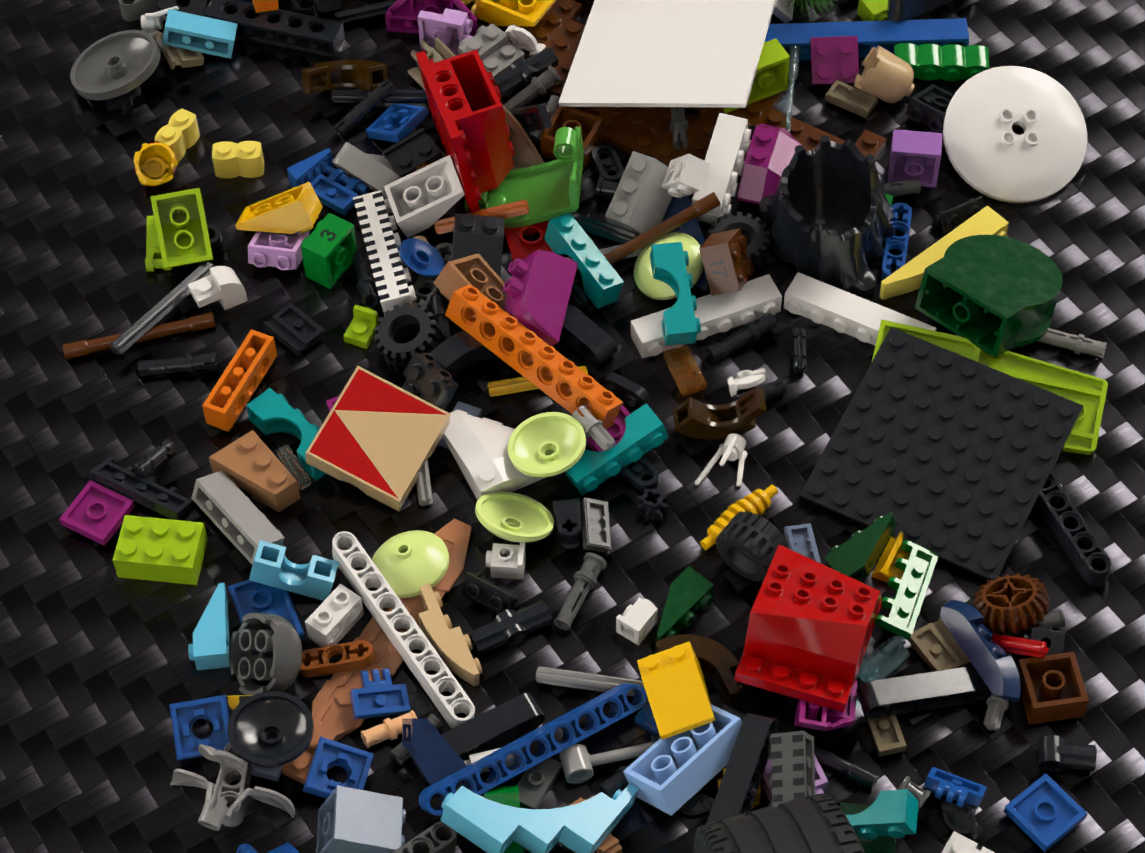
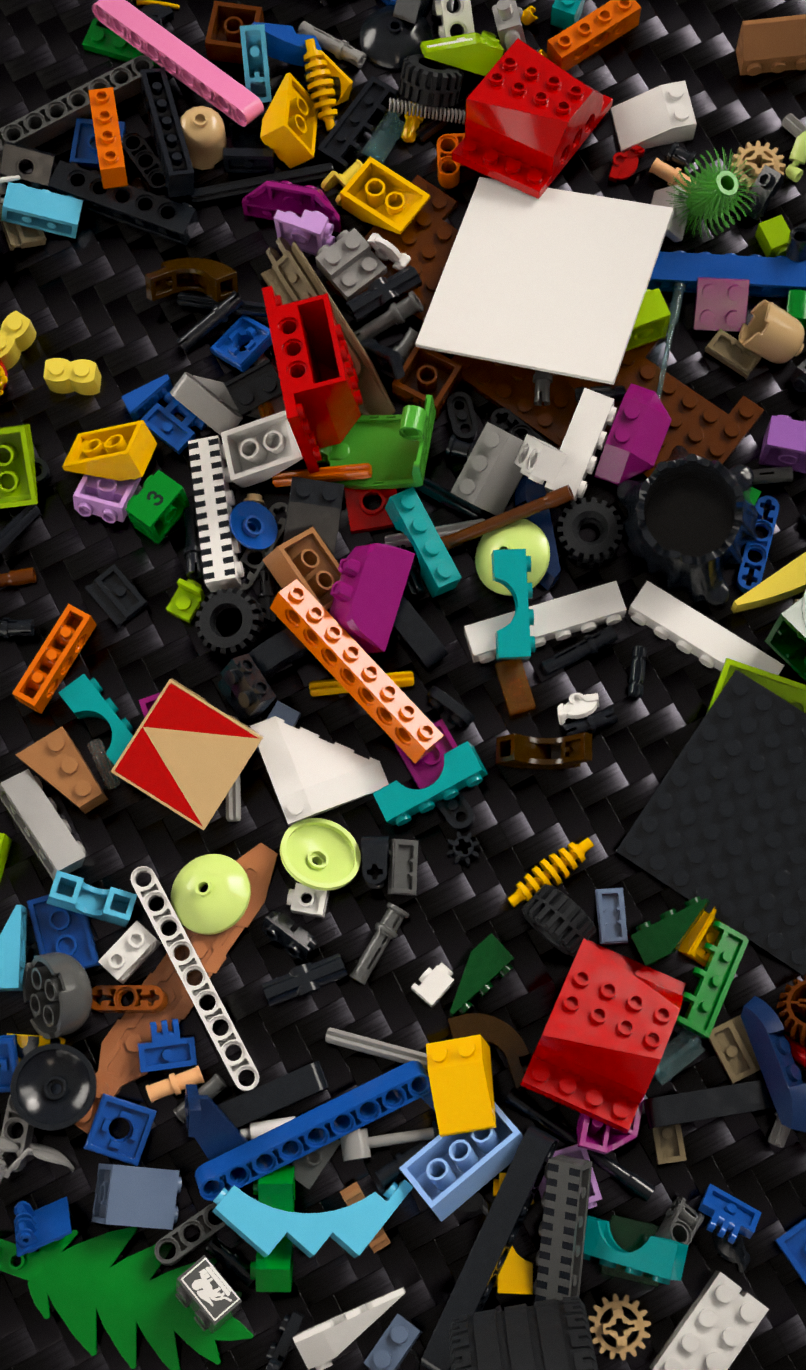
camera: 10 degrees right, 20 degrees up
(220, 286) = (42, 539): white brick -> none
(447, 641) = (242, 998): tan slope -> none
(547, 444) = (350, 766): yellowish green dish -> none
(594, 429) = (410, 765): light grey axle -> none
(726, 261) = (571, 568): reddish brown brick -> none
(731, 450) = (552, 789): white plant -> none

